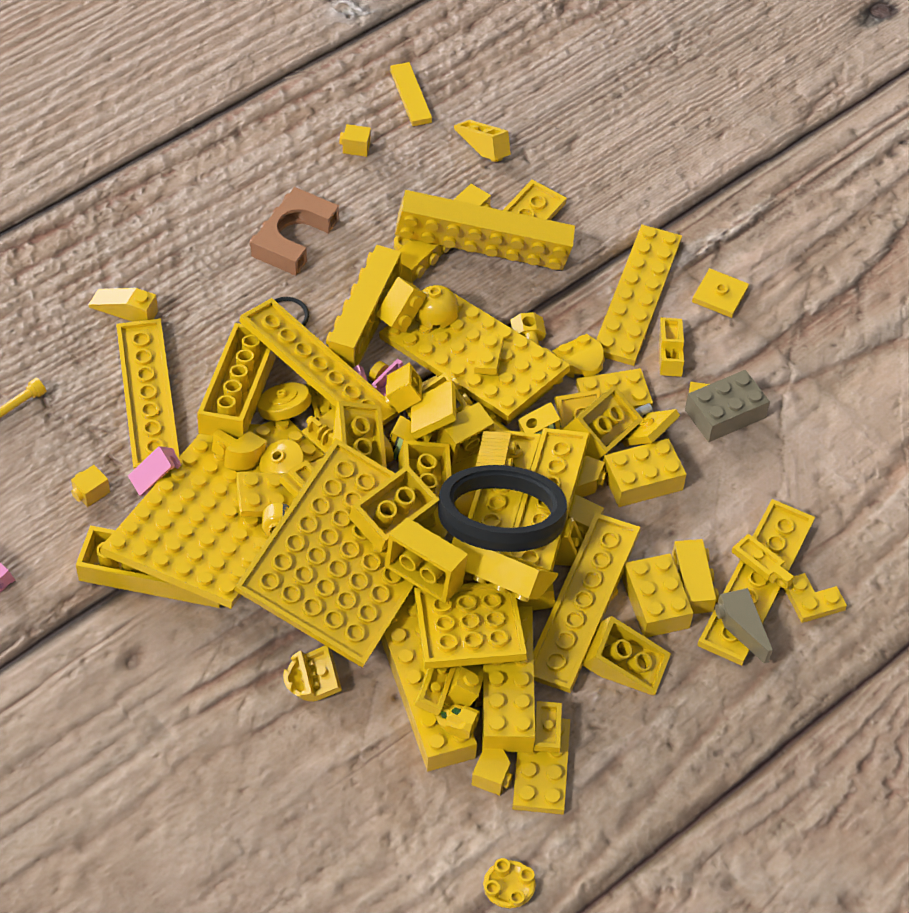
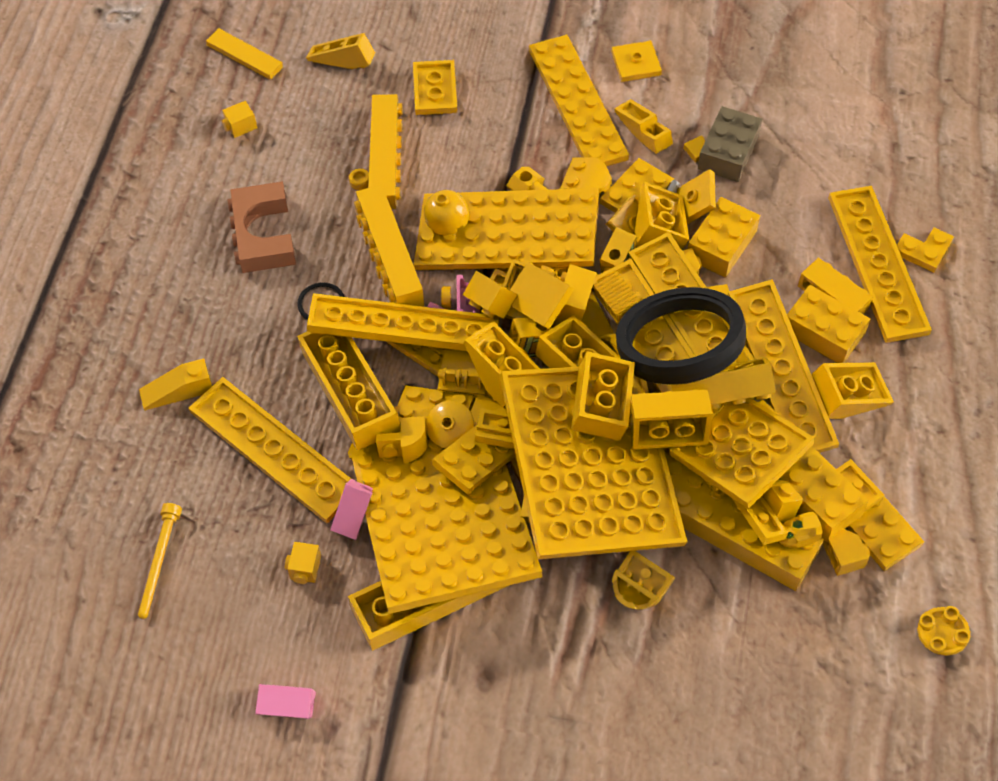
camera: 35 degrees left, 5 degrees up
(272, 515) = (504, 475): yellow head -> none
(284, 401) = (399, 372): yellow wheel -> none
(401, 305) = (422, 228): yellow brick -> none
(484, 230) = (425, 124): yellow brick -> none
(489, 355) = (529, 222): yellow plate -> none
(743, 621) = (910, 299): dark tan slope -> none
(763, 561) = (875, 243): yellow hinge -> none

